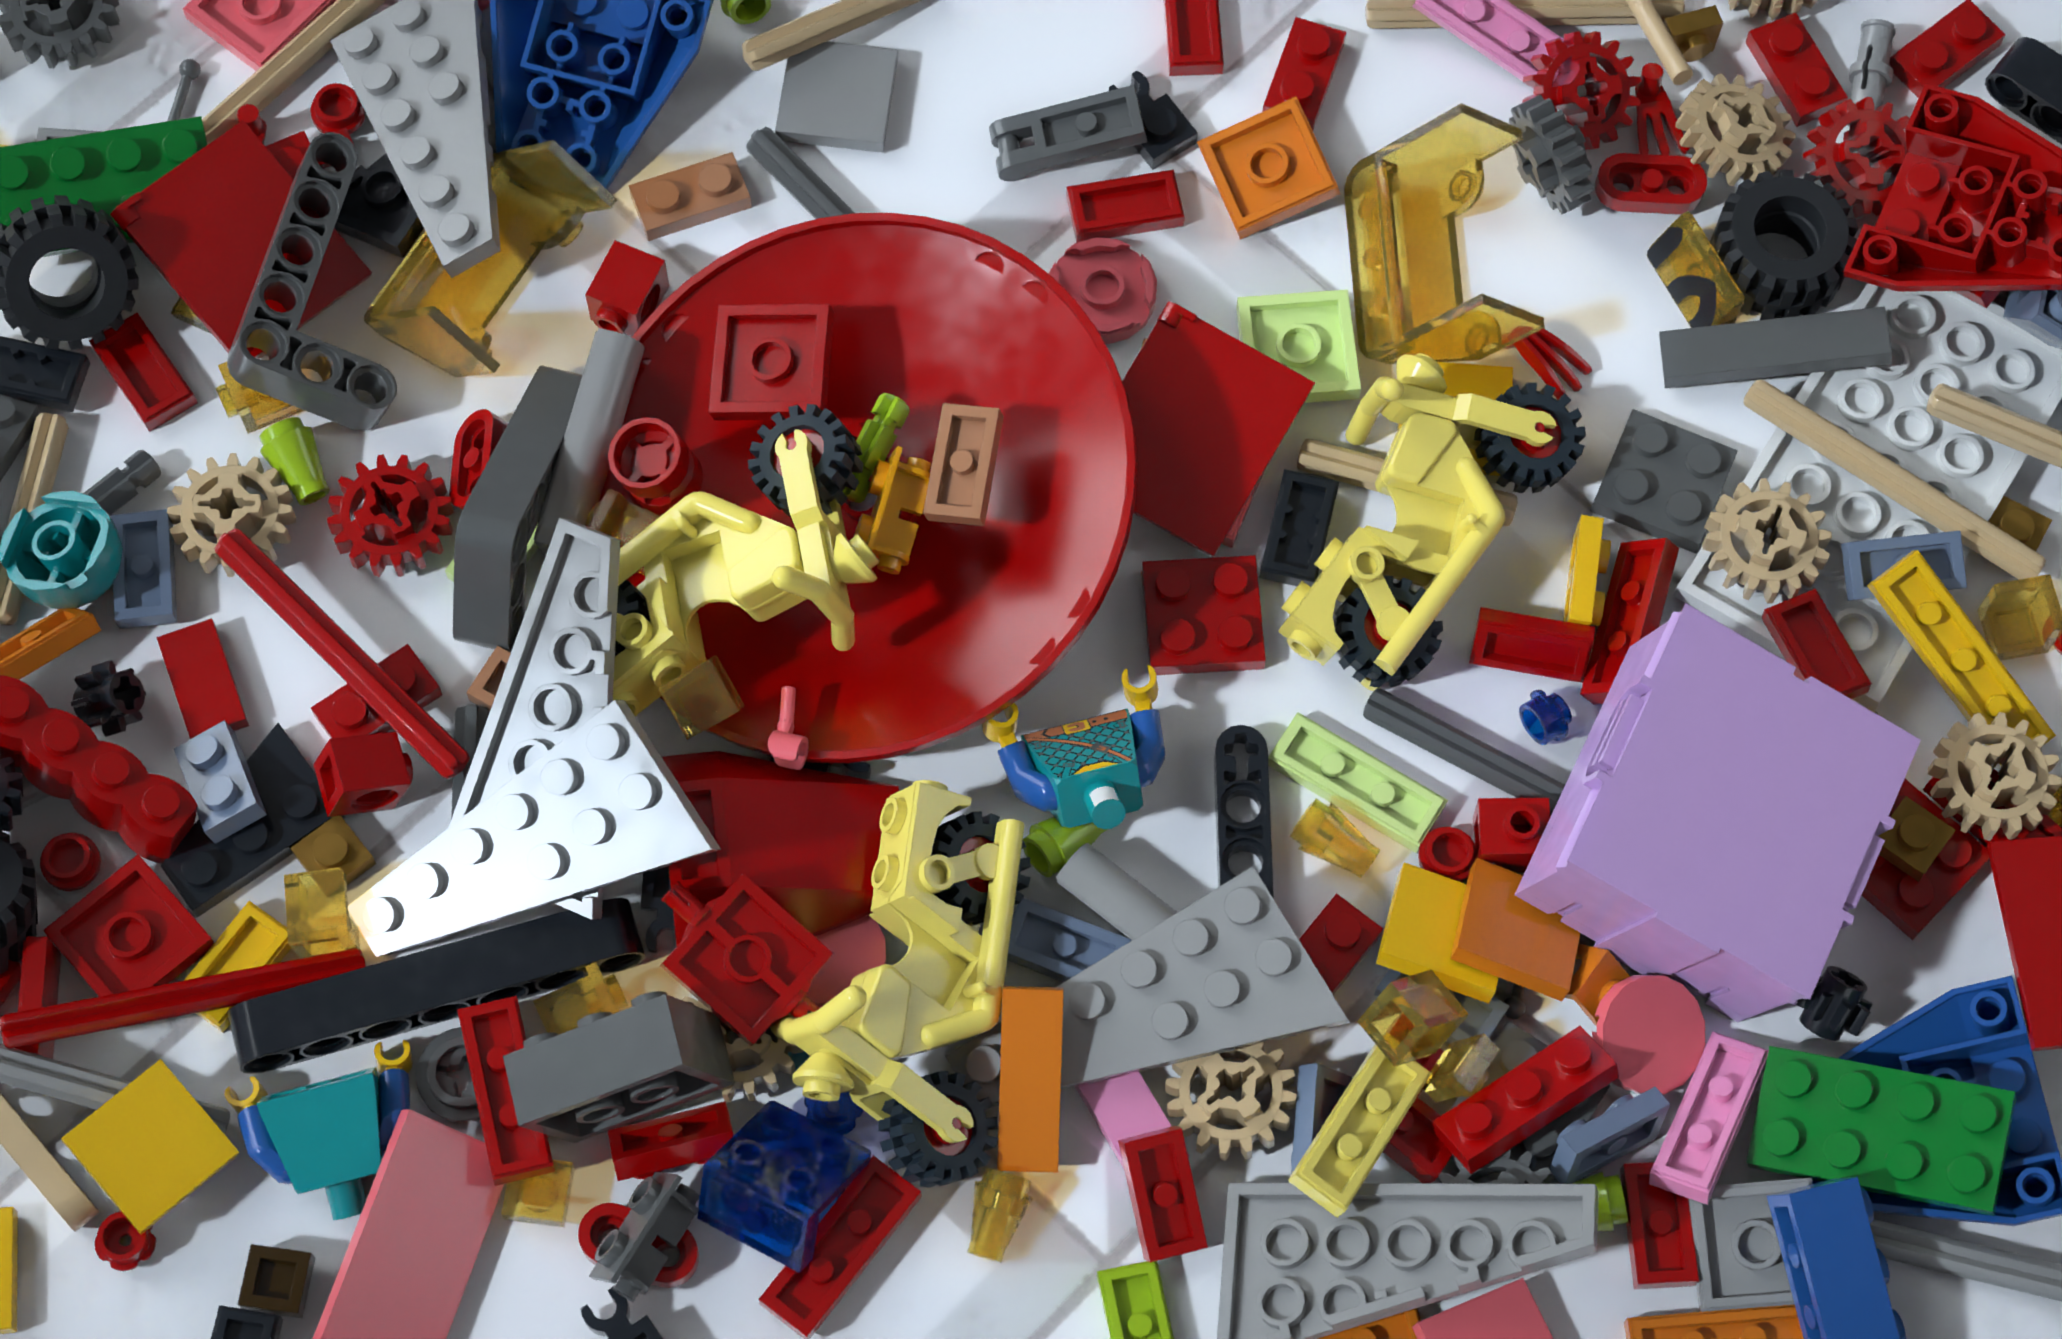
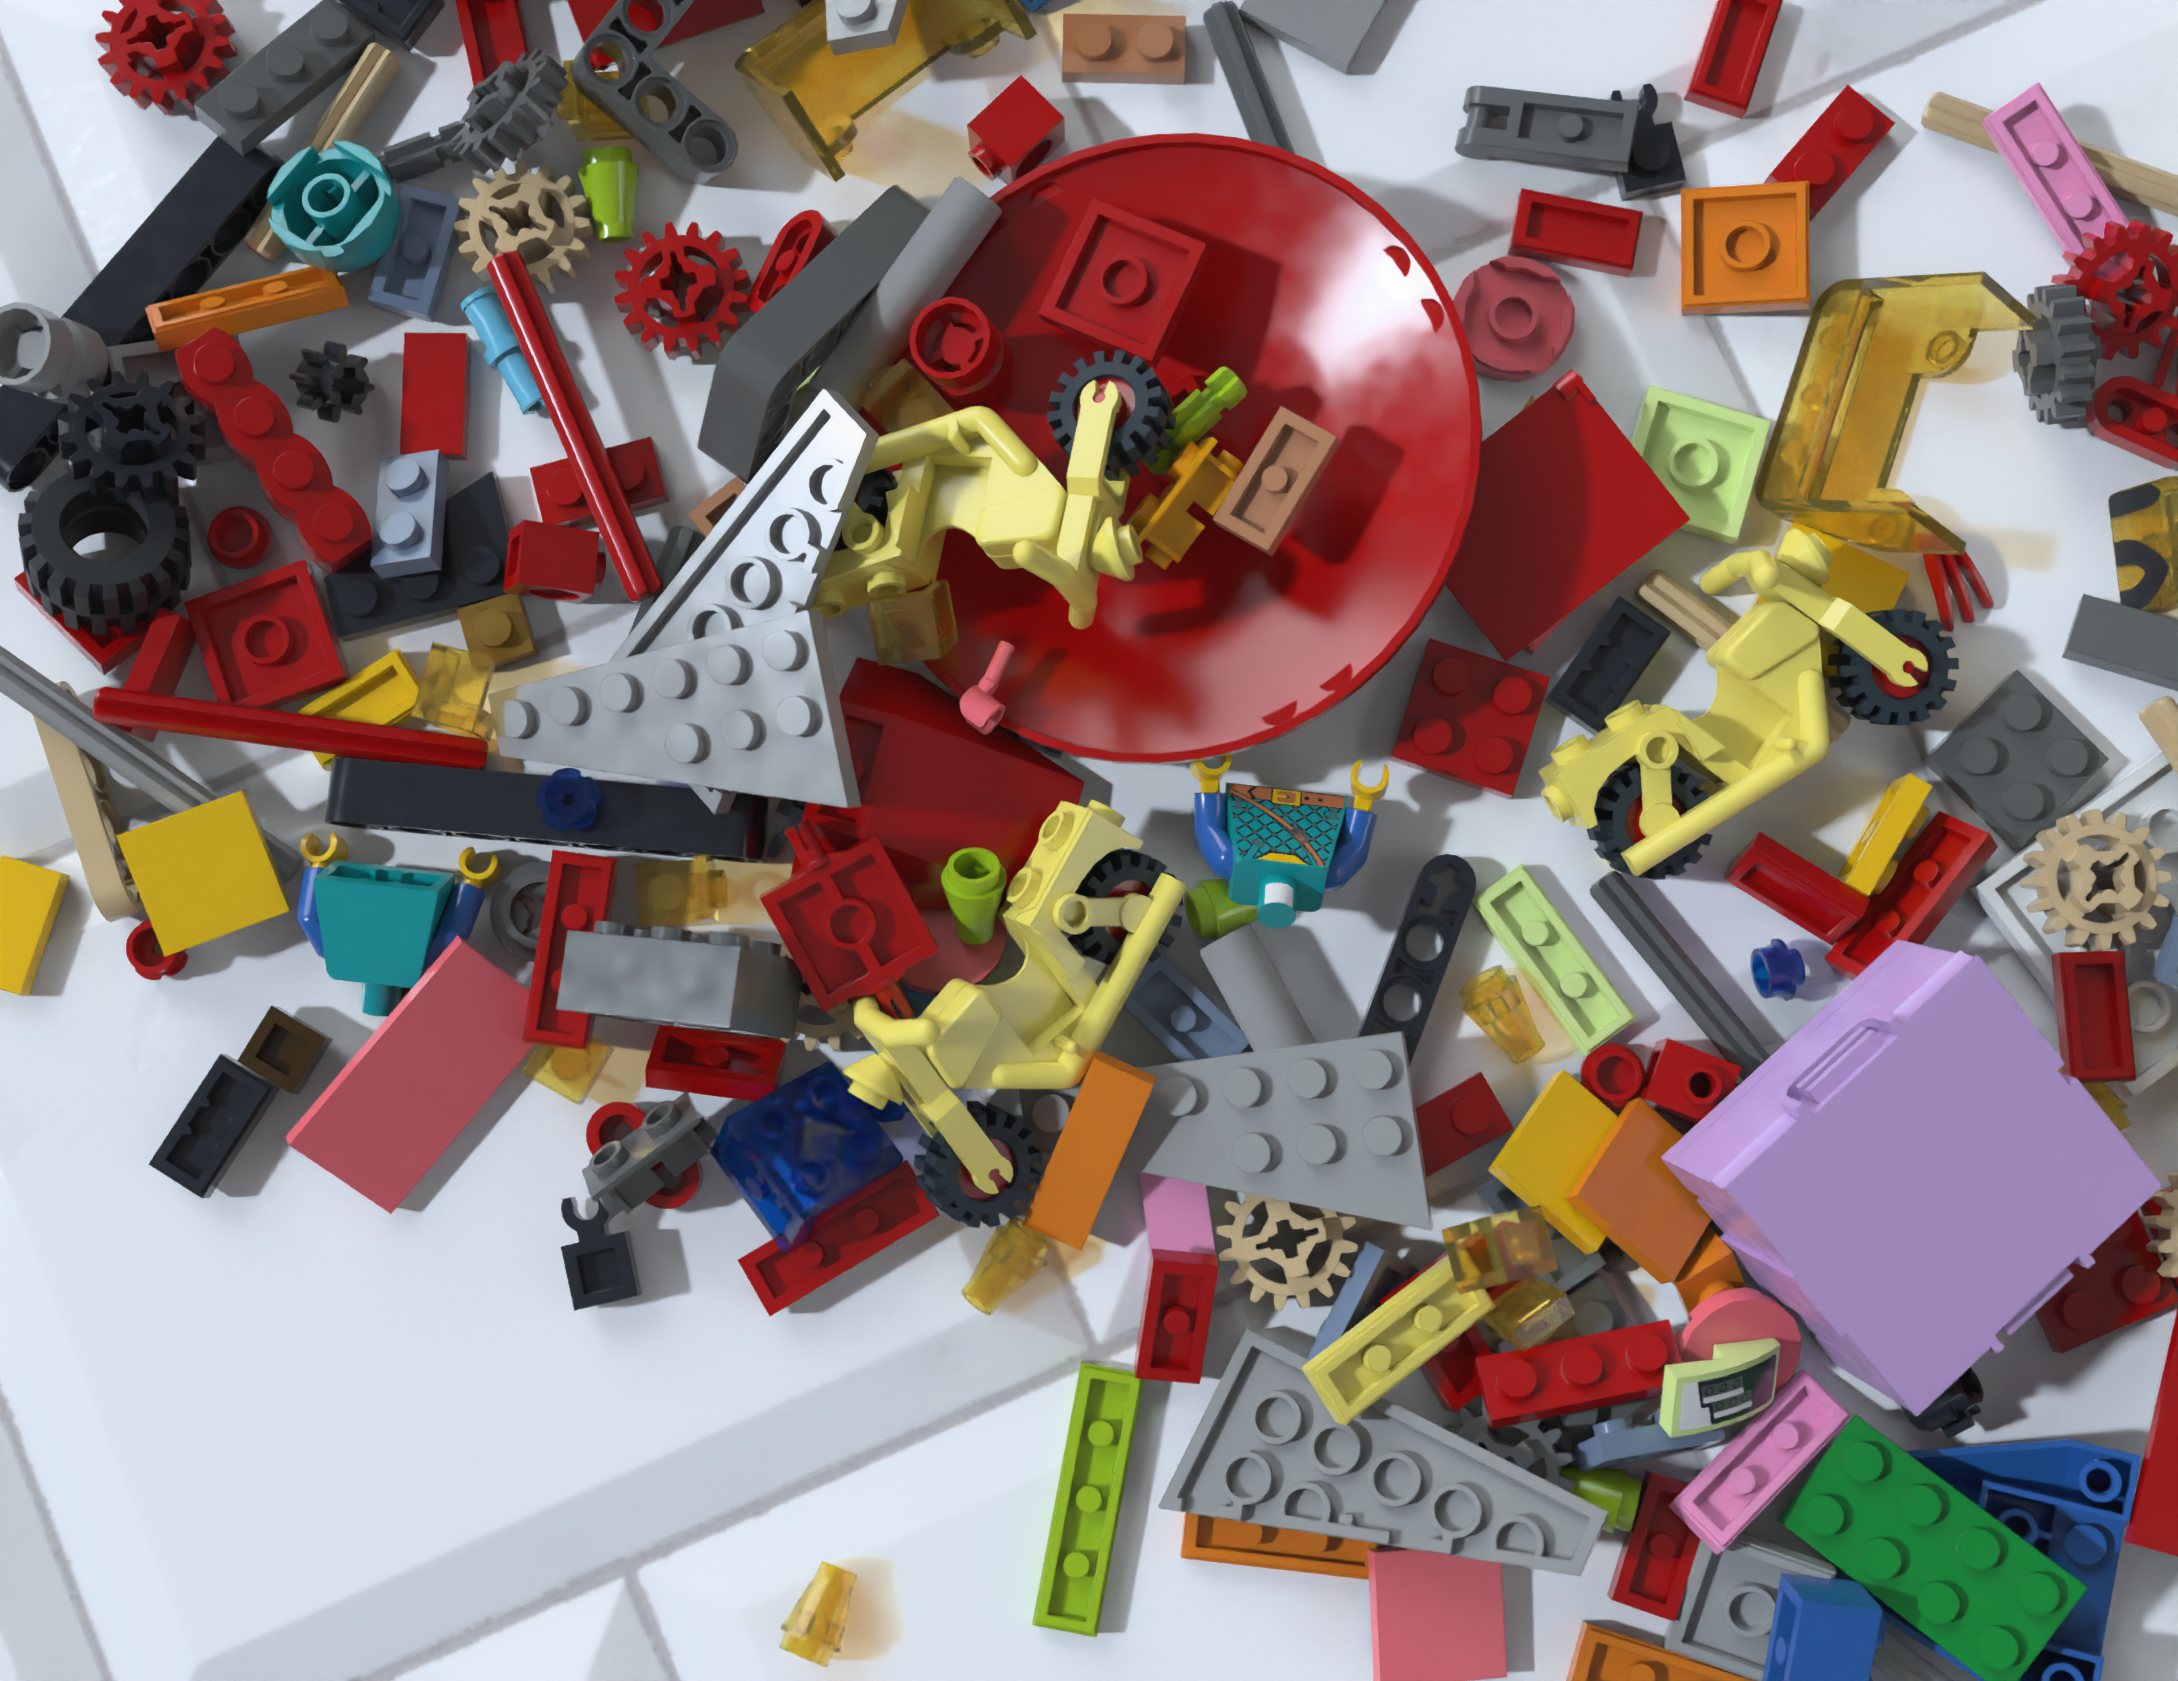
camera: 25 degrees right, 15 degrees up
(187, 419) = (510, 111): none -> dark grey gear
(253, 619) = (502, 347): none -> medium azure pin
(457, 942) = (556, 787): none -> clear blue plate
(843, 898) = (974, 891): none -> lime cone
(1646, 1061) = (1719, 1390): none -> slope
(1914, 839) = (2115, 1267): pearl gold plate -> none

